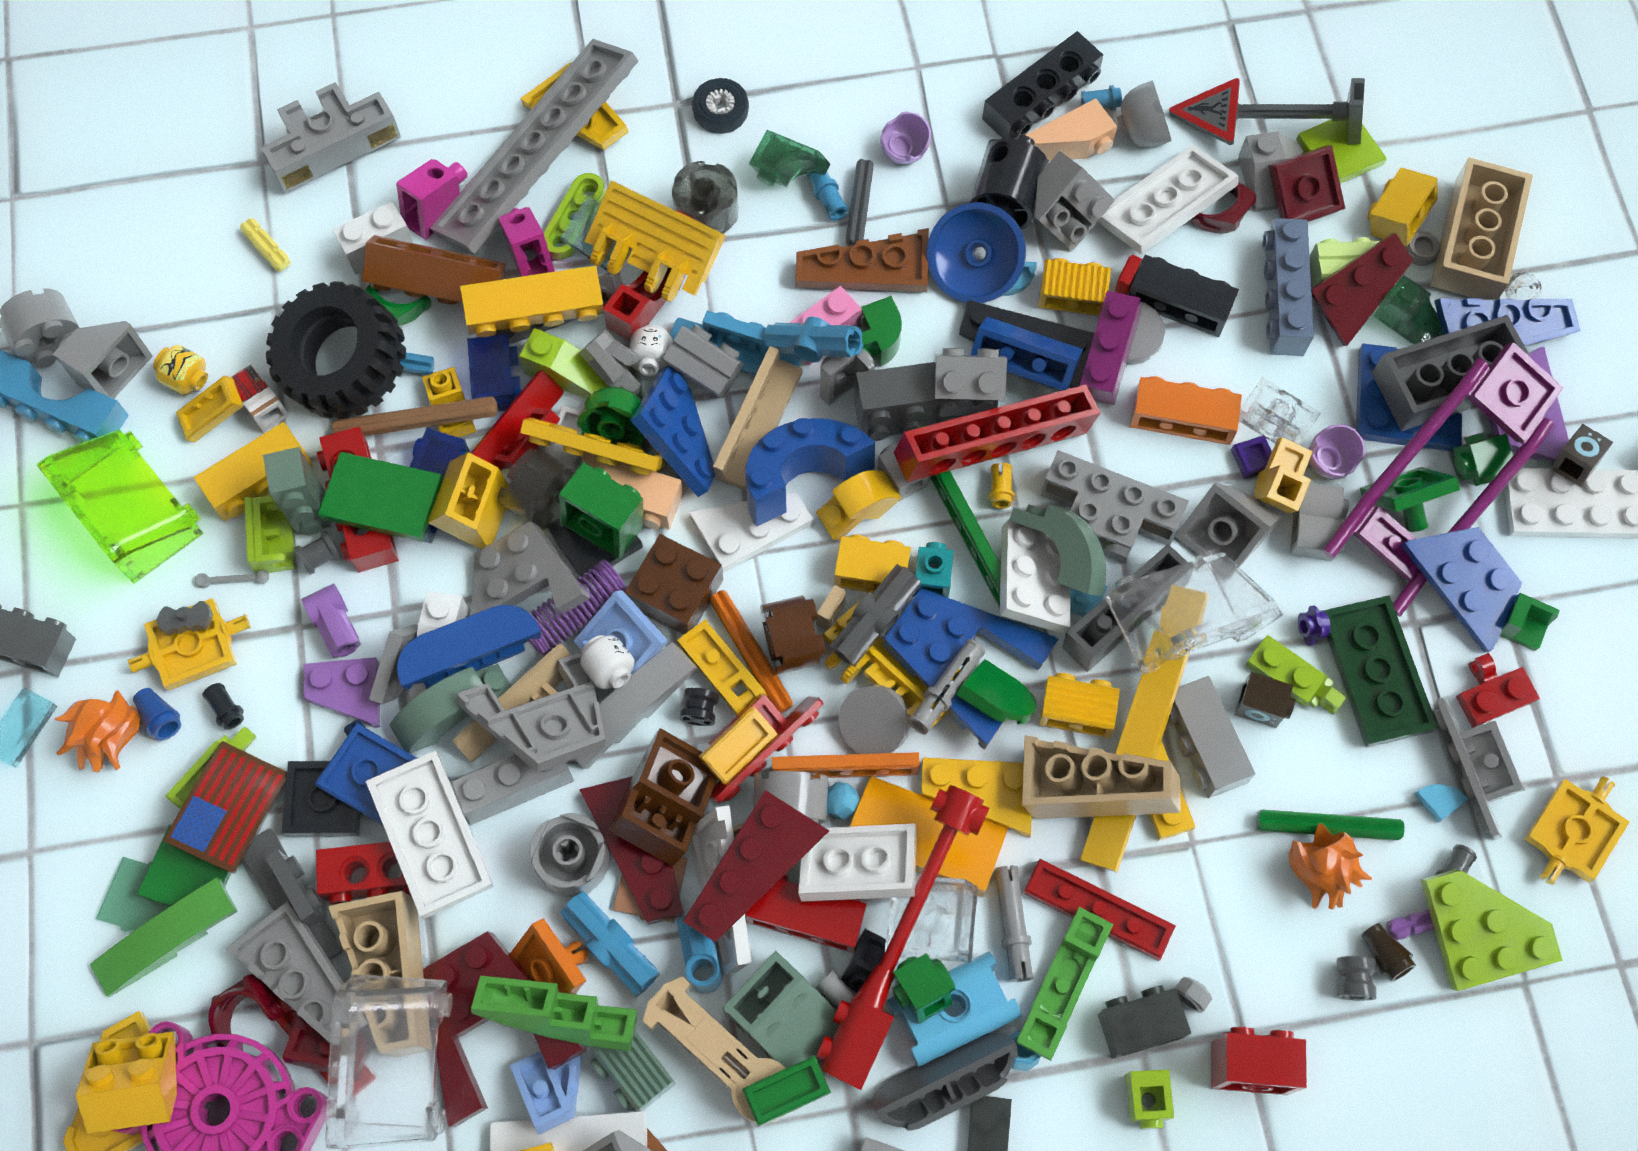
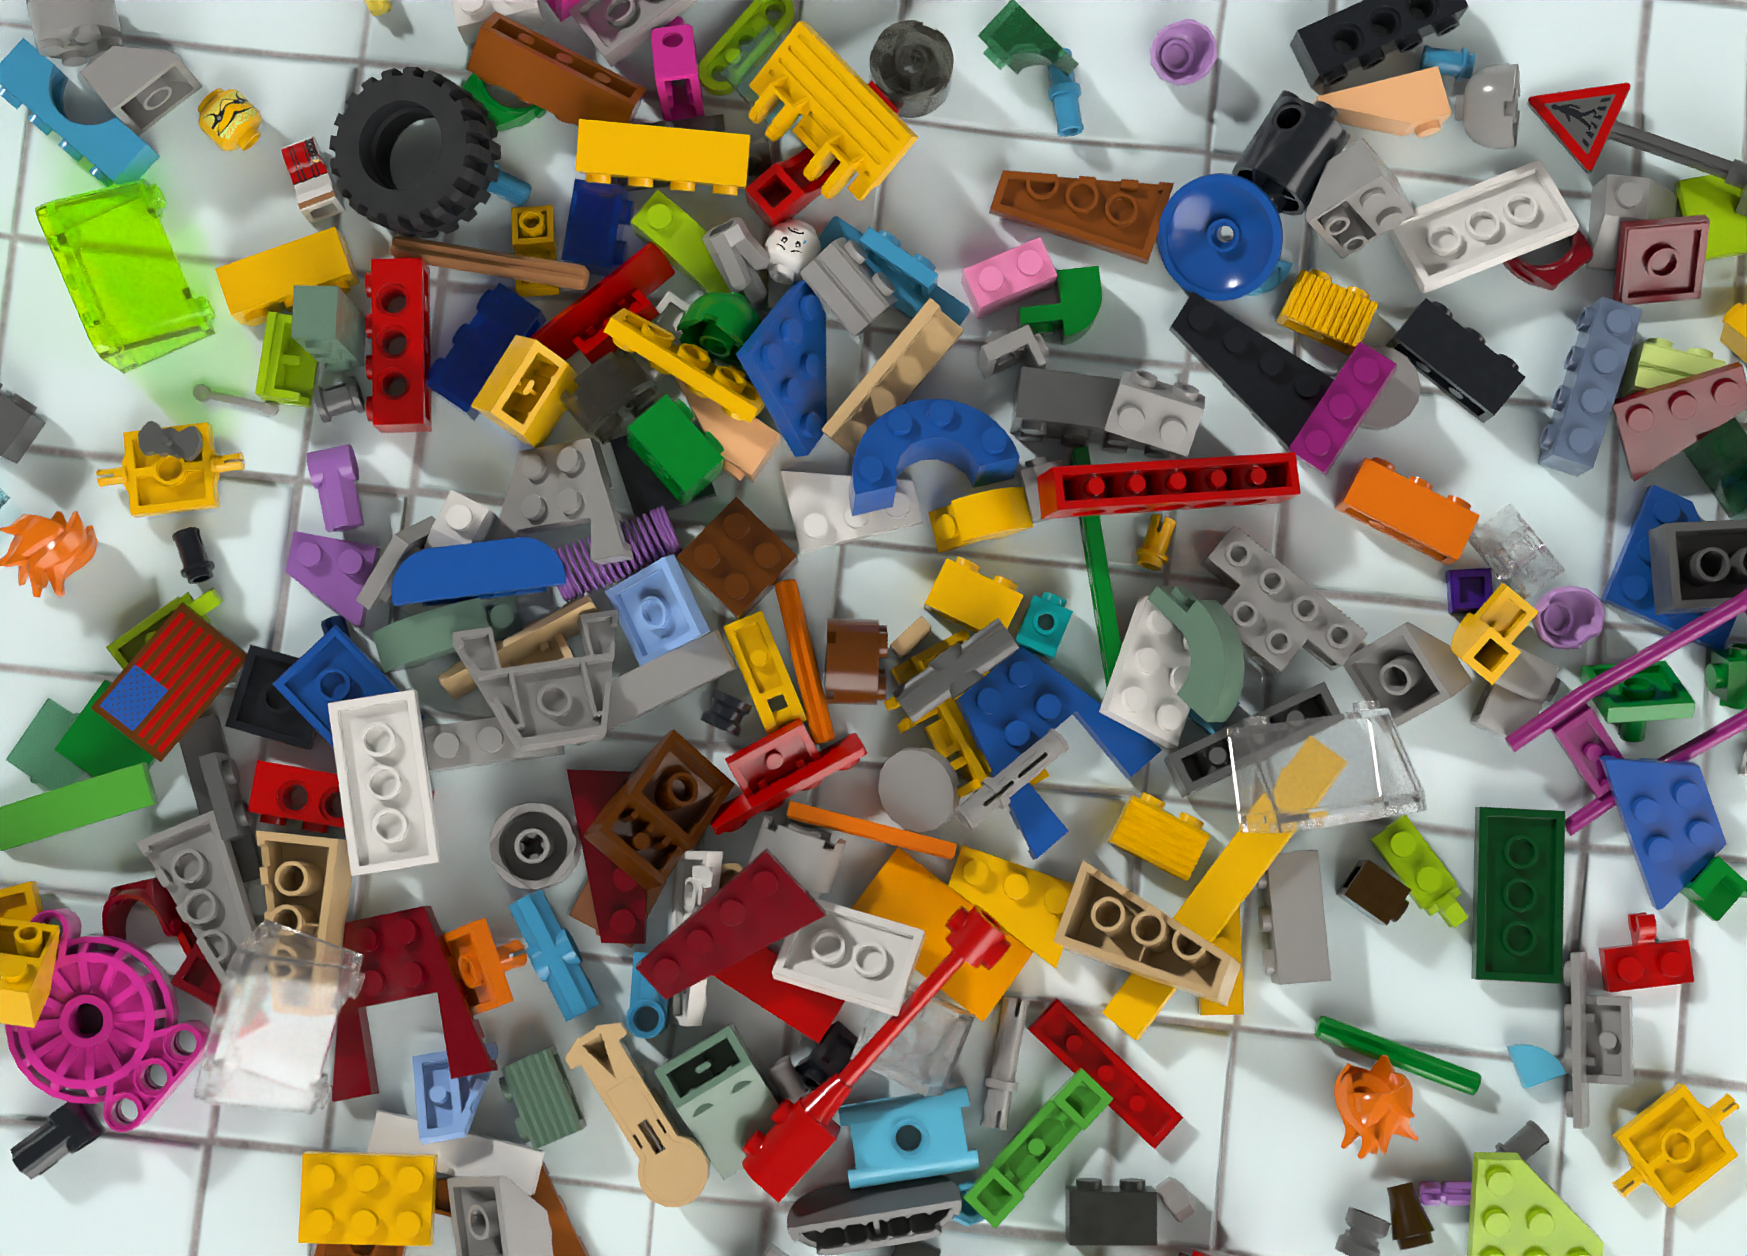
camera: 15 degrees right, 15 degrees up
(156, 714) = (116, 544): blue cone -> none
(209, 409) = (253, 181): yellow plate -> none
(380, 496) = (424, 357): green tile -> none
(556, 1015) = (470, 1026): bright green slope -> none
(607, 662) = (634, 636): white head -> none
(738, 745) = (756, 774): yellow tile -> none
(786, 1091) = (697, 1182): green tile -> none
(814, 339) = (984, 309): dark azure piece -> none
(842, 800) = (856, 869): medium azure tile -> none
(859, 201) = (1101, 121): dark grey axle -> none
(923, 986) = (878, 1111): green brick -> none
(998, 694) = (1069, 800): green tile -> none
(1029, 353) = (1238, 390): blue brick -> none
(1128, 275) = (1396, 317): red tile -> none
(1313, 625) = (1463, 820): dark purple plate -> none

